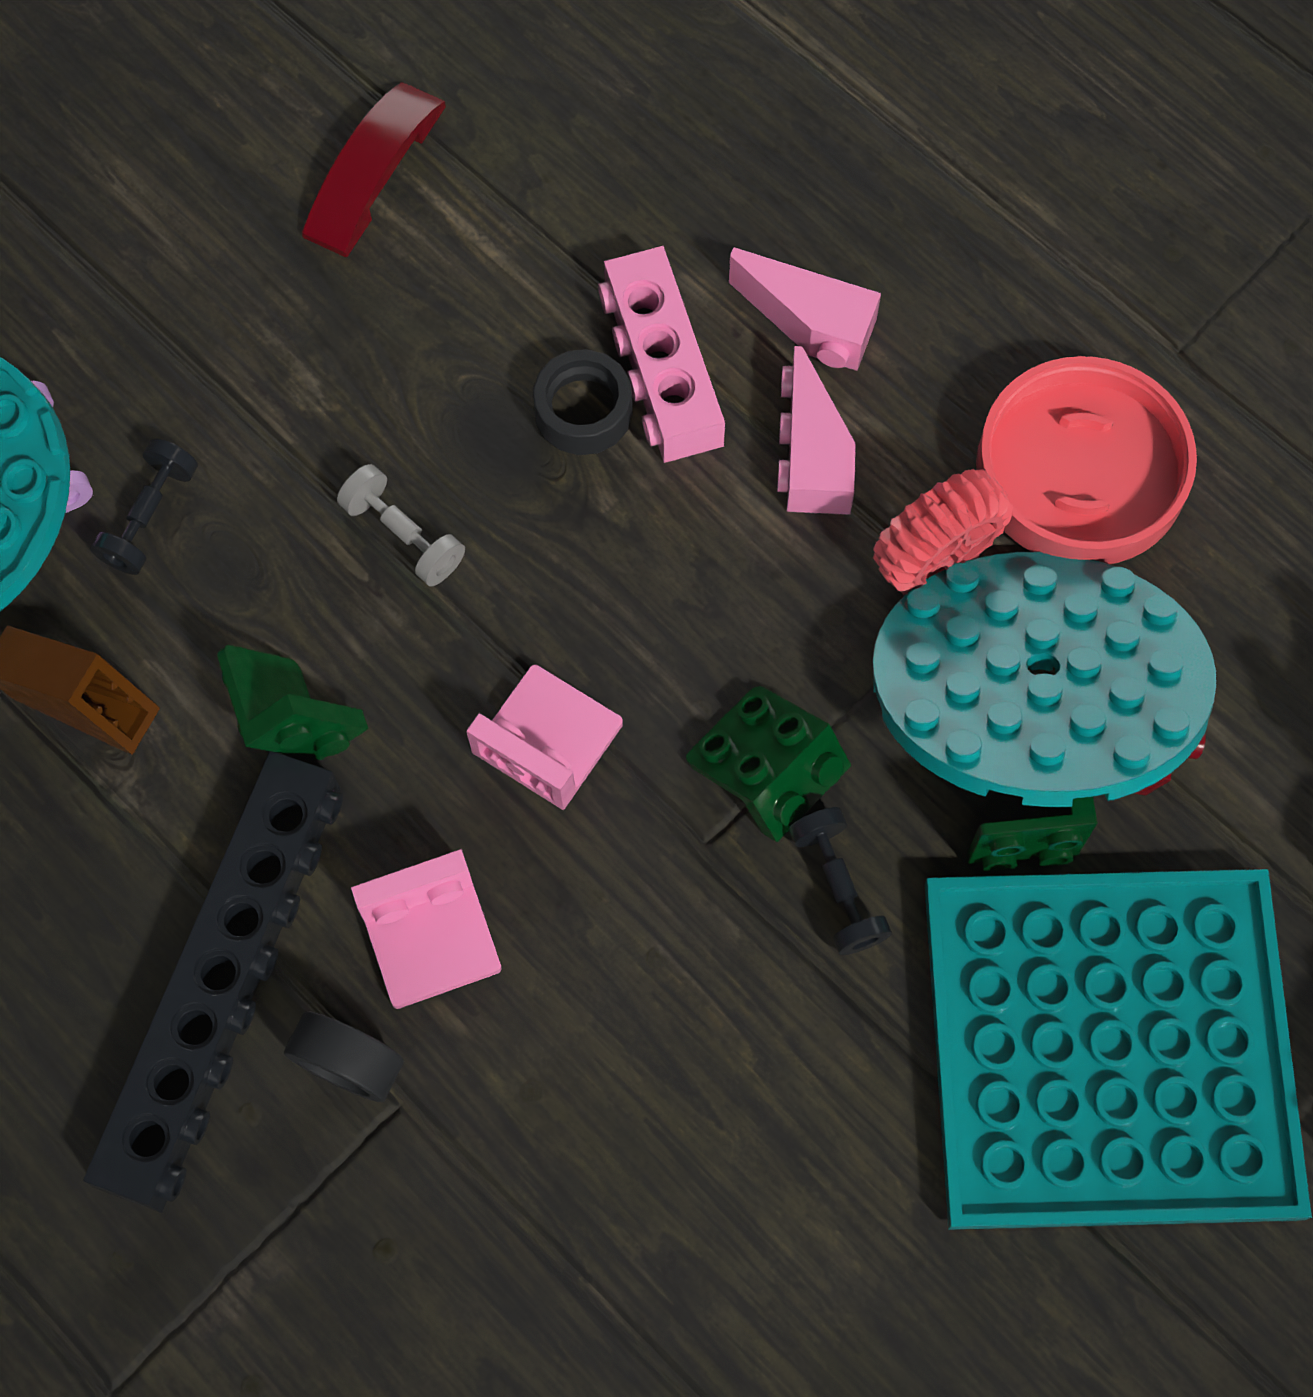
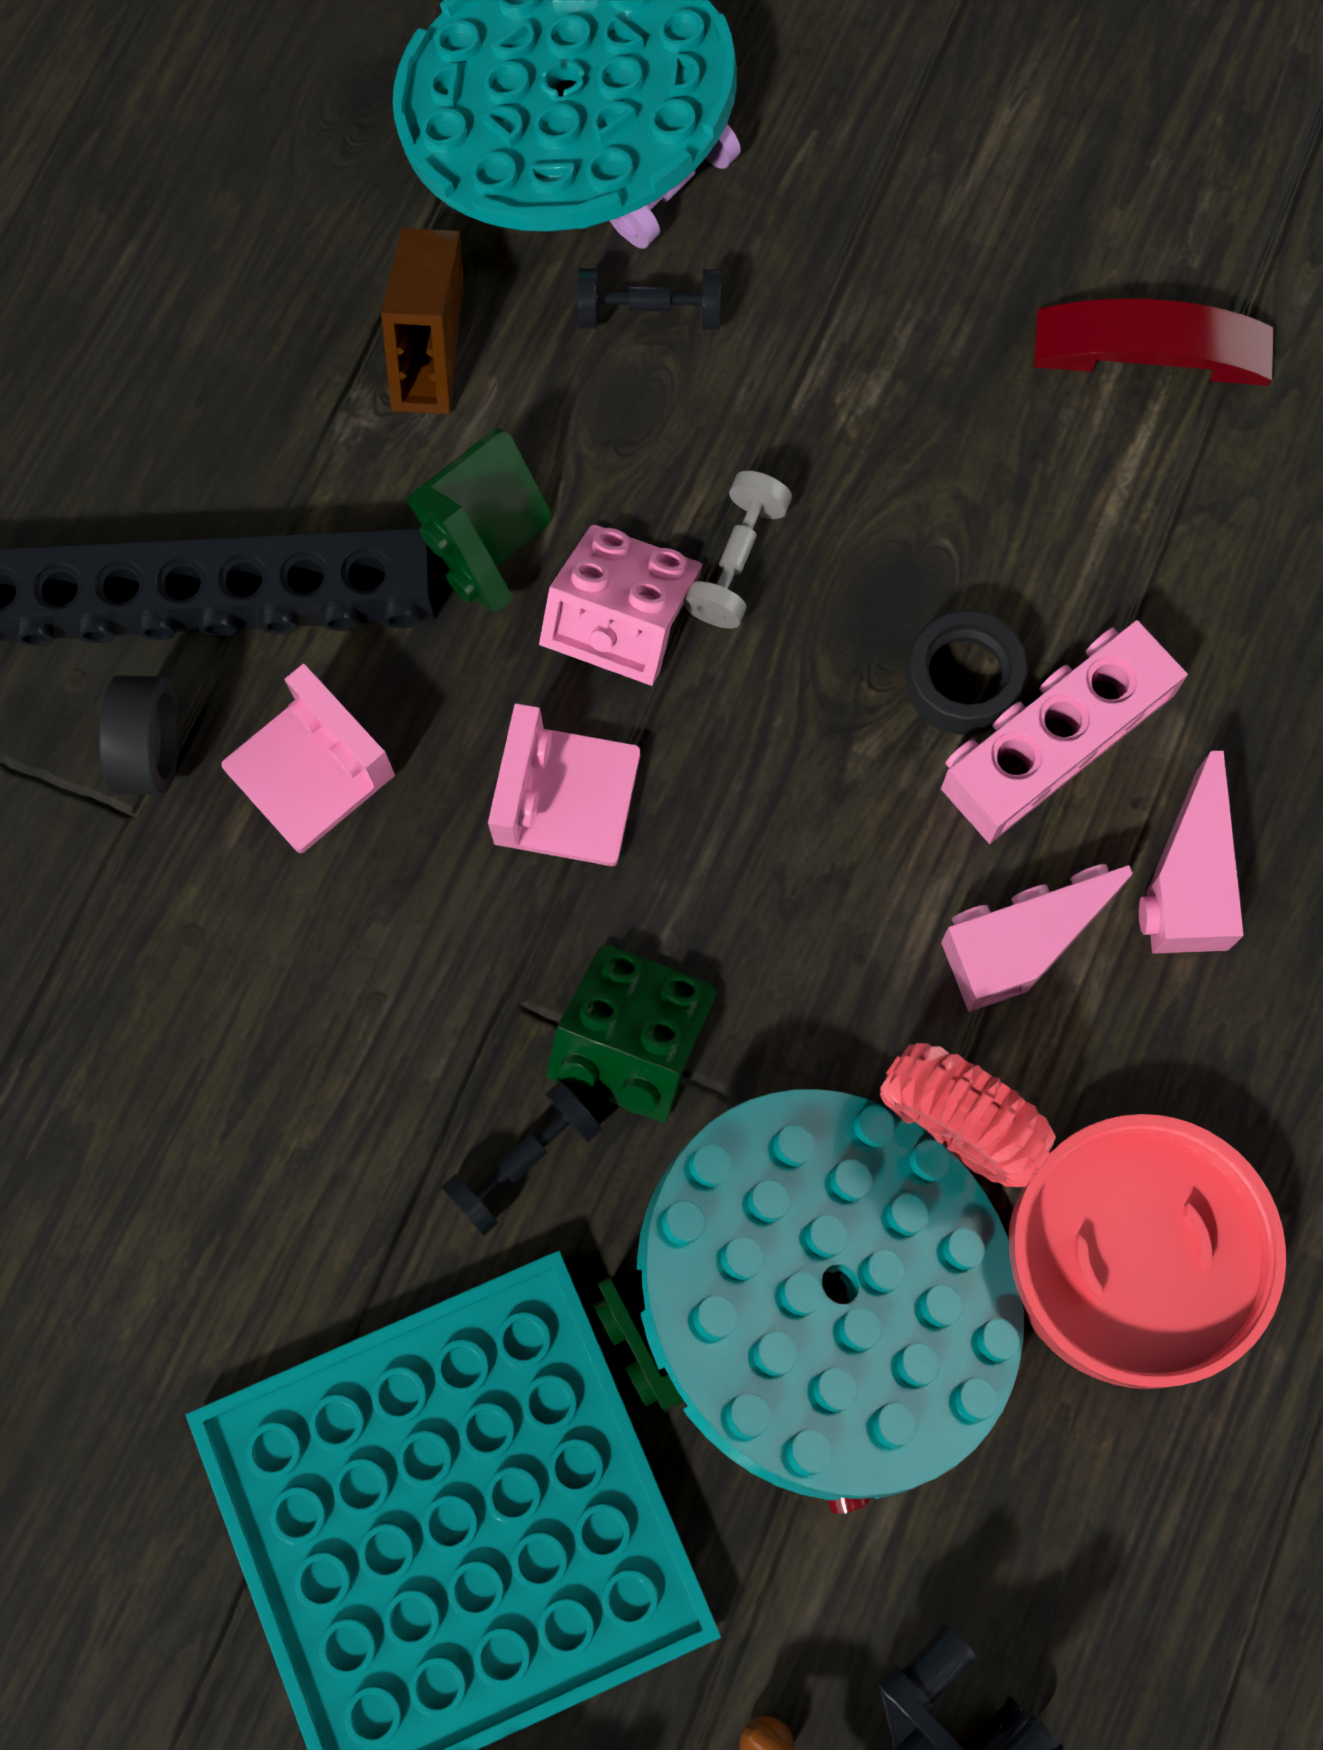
camera: 70 degrees right, 5 degrees up
(403, 632) = (617, 603): none -> bright pink bracket

